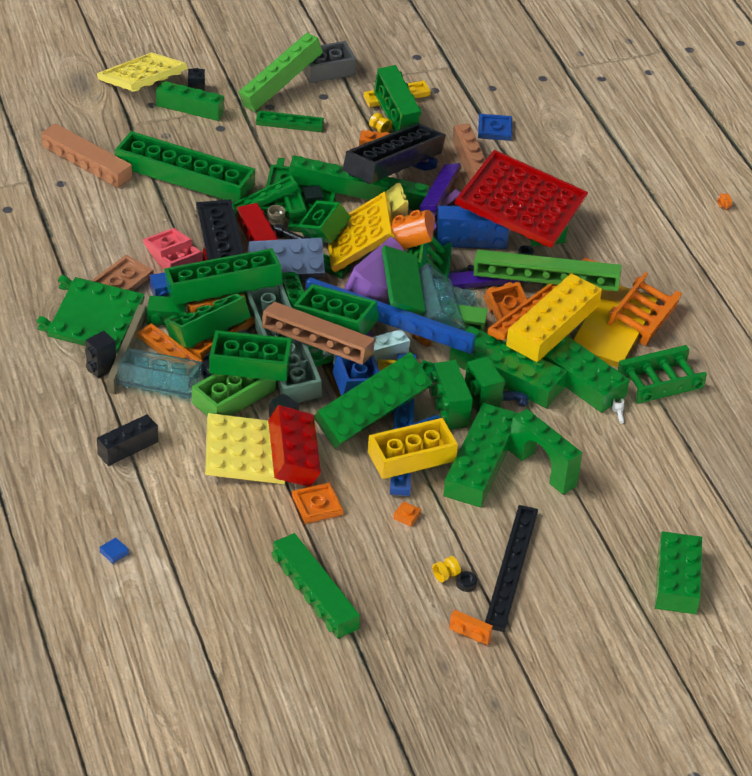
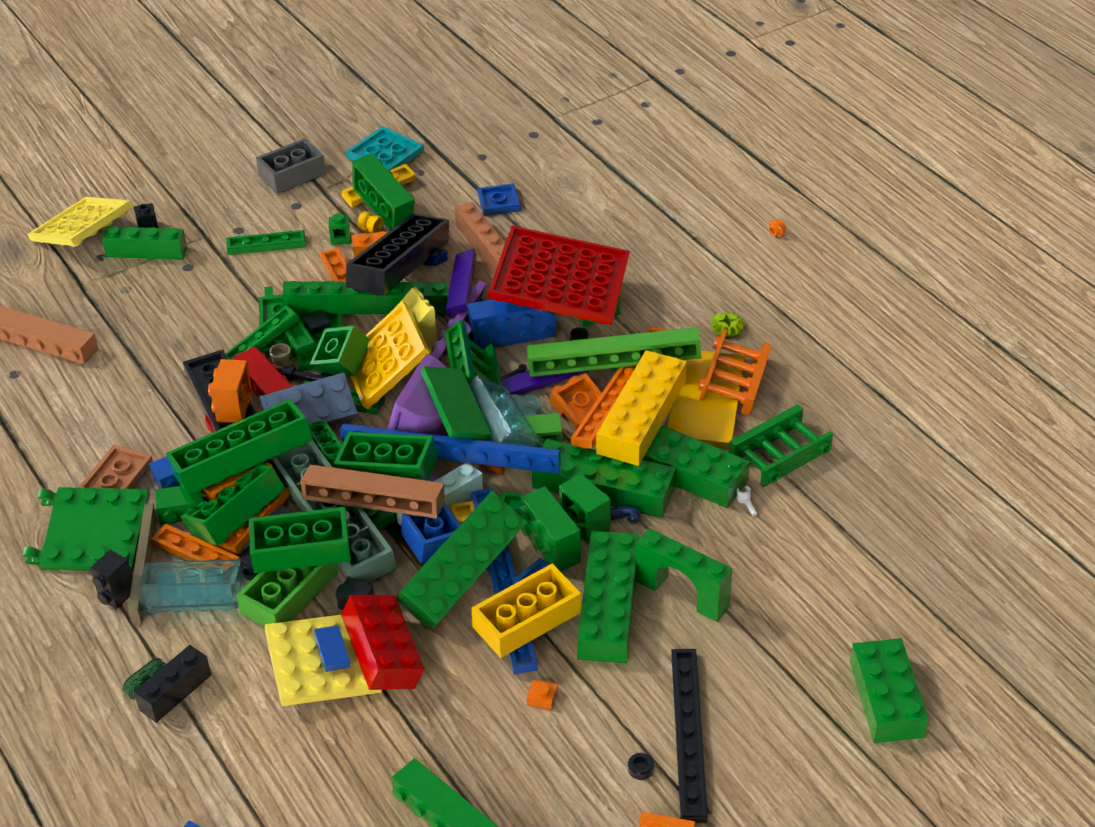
camera: 10 degrees left, 0 degrees up
(104, 428) = (141, 676): none -> clear green plate
(172, 249) = (169, 425): coral slope -> none
(186, 167) = (160, 322): green brick -> none
(227, 231) = (230, 390): none -> orange brick
(254, 441) = (331, 648): none -> blue tile
(280, 72) = (241, 188): bright green brick -> none
(317, 503) = (429, 707): orange tile -> none
(339, 149) = (334, 264): none -> orange plate
(354, 120) = (339, 225): none -> green brick
(413, 64) = (387, 146): none -> teal plate
(413, 228) = (449, 338): orange brick -> none
(445, 569) = (611, 758): yellow wheel -> none
(659, 273) = (736, 326): none -> lime gear

